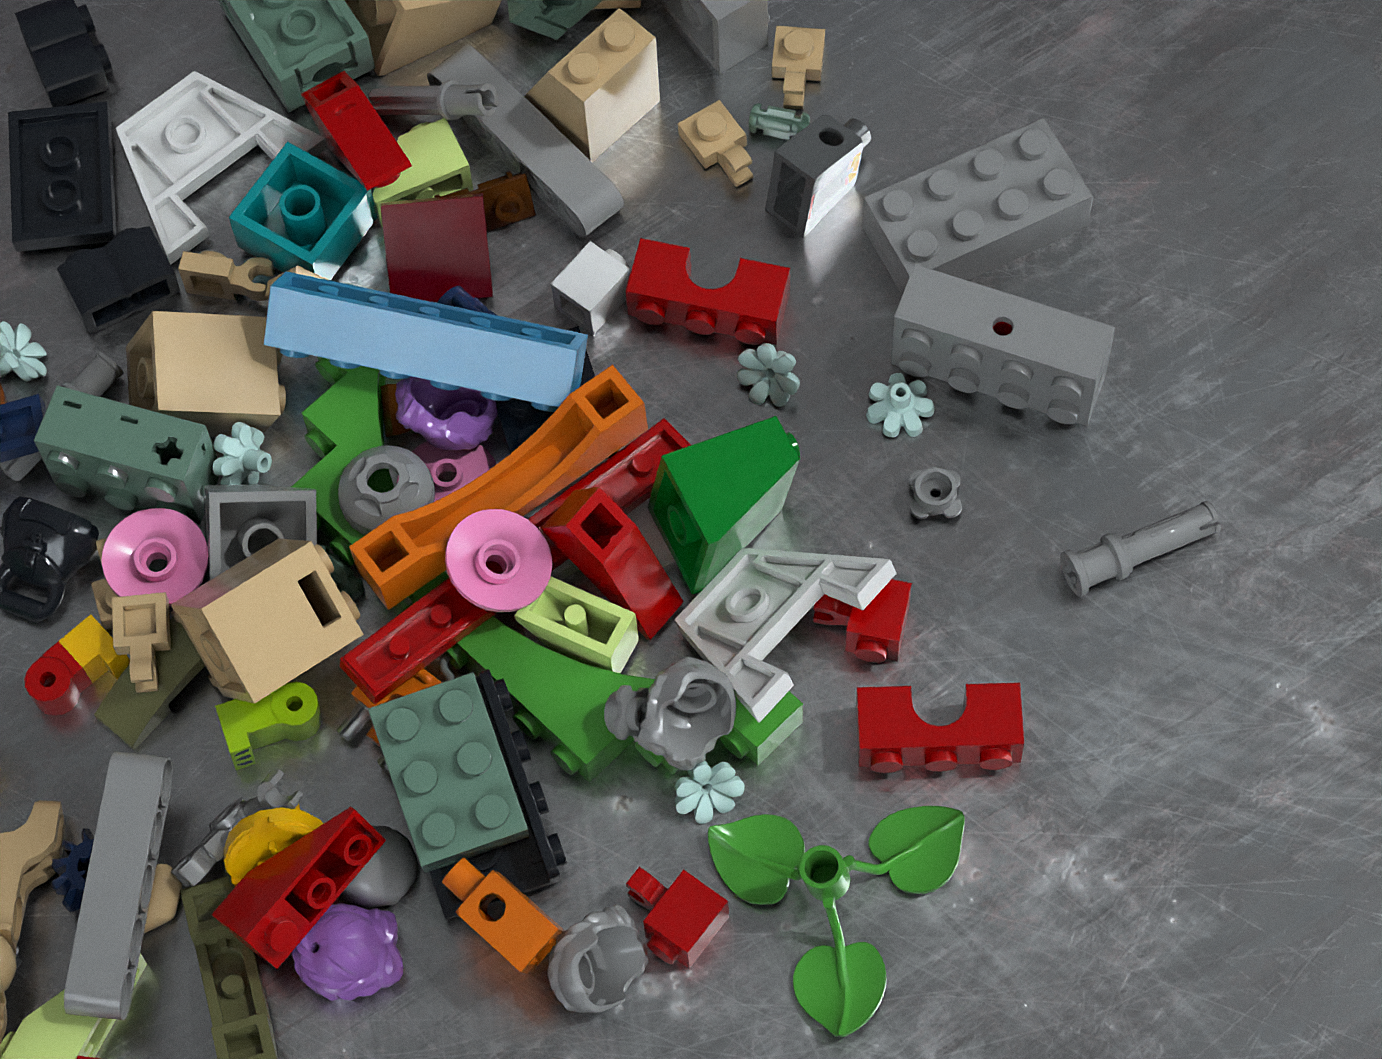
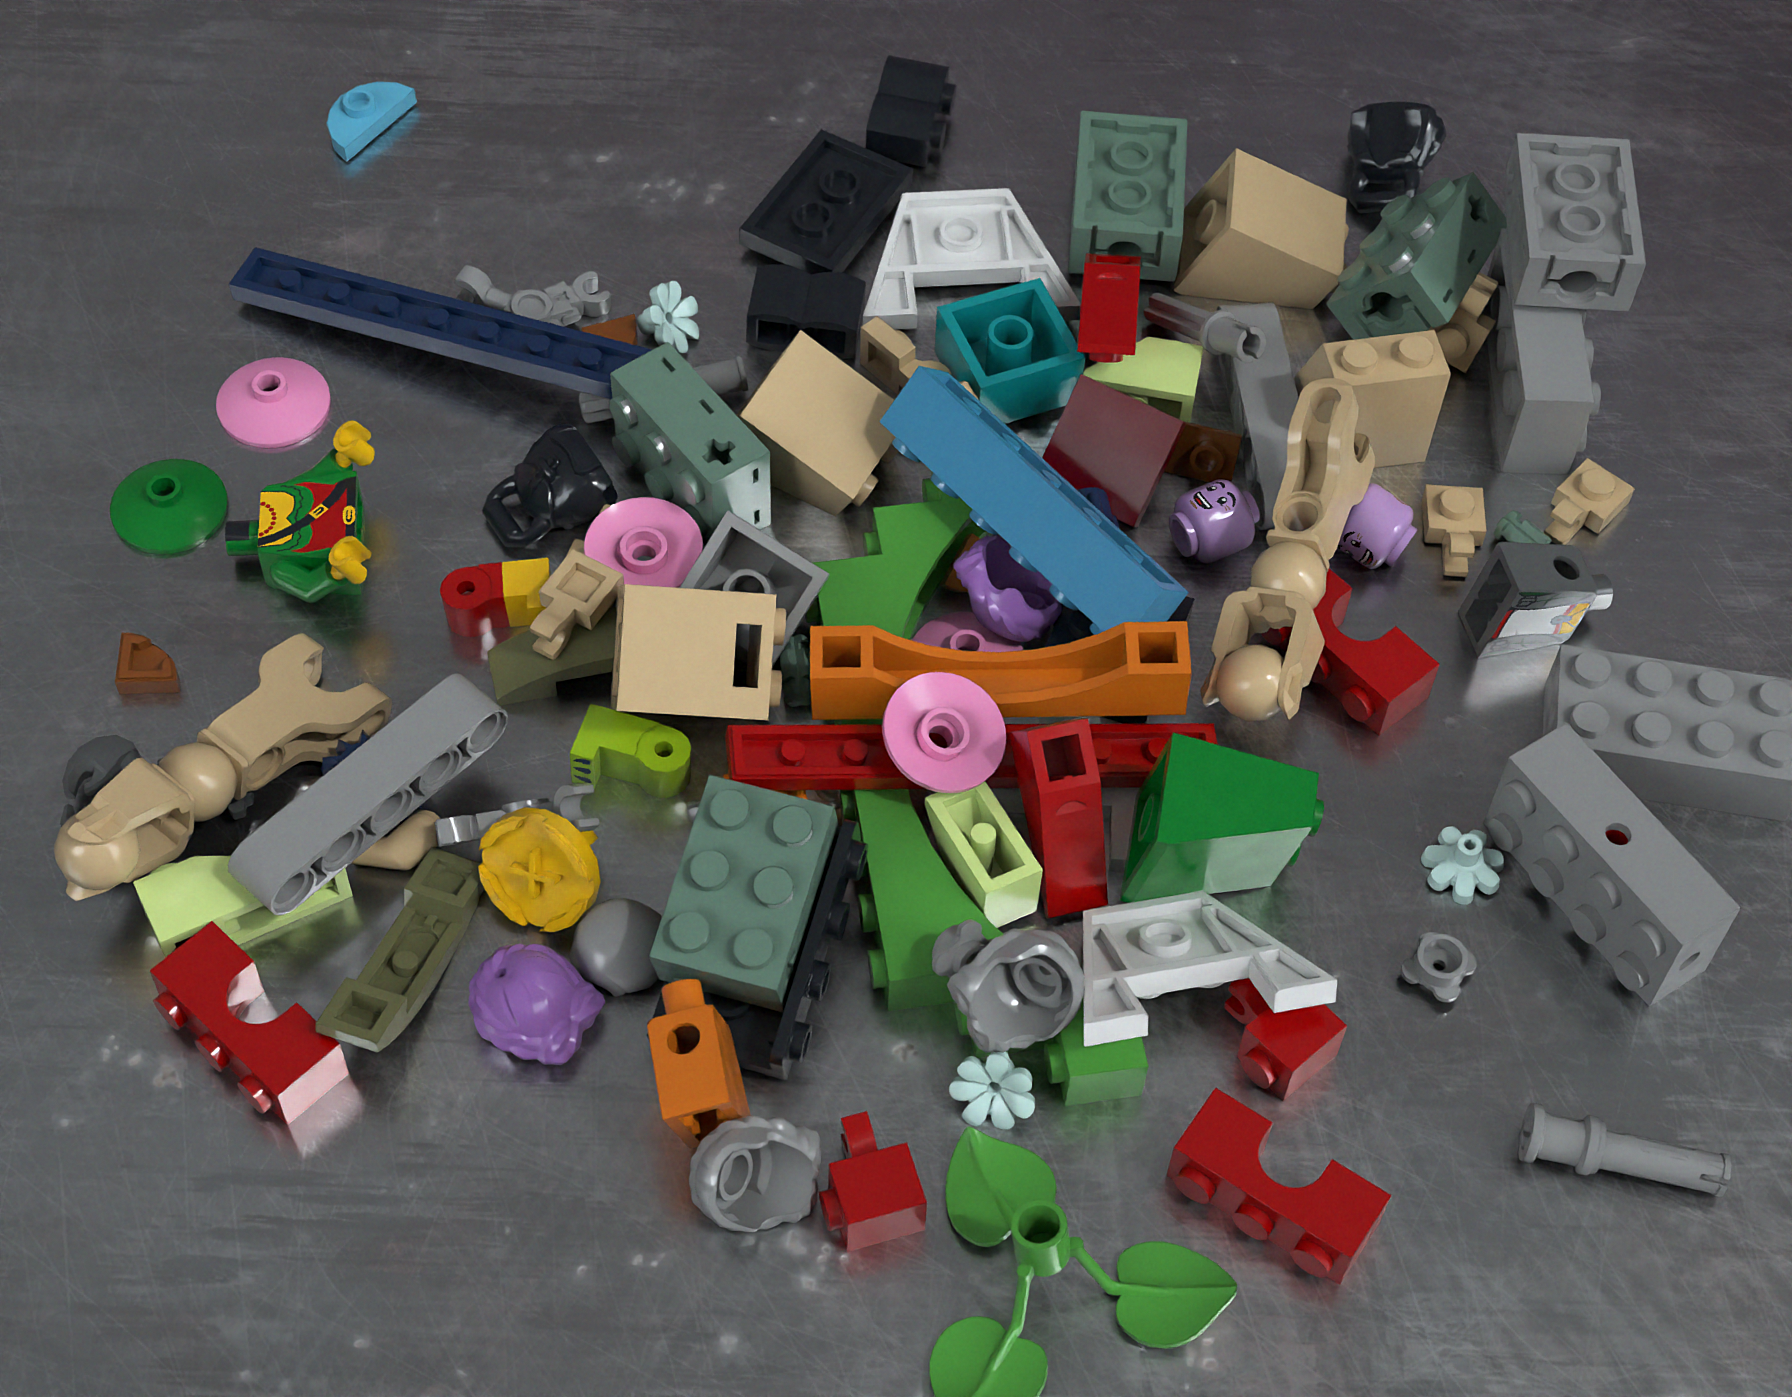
camera: 30 degrees right, 10 degrees down
(241, 456) = (792, 513): light aqua plant -> none
(296, 886) = (530, 904): red slope -> none
(369, 509) = (922, 621): light grey piece -> none
(546, 252) = (1213, 521): none -> lavender head
(591, 287) = (1223, 566): white brick -> none
(646, 270) = (1290, 576): none -> tan piece
(664, 184) = (1377, 528): none -> lavender head
(768, 374) = (1348, 751): light aqua plant -> none

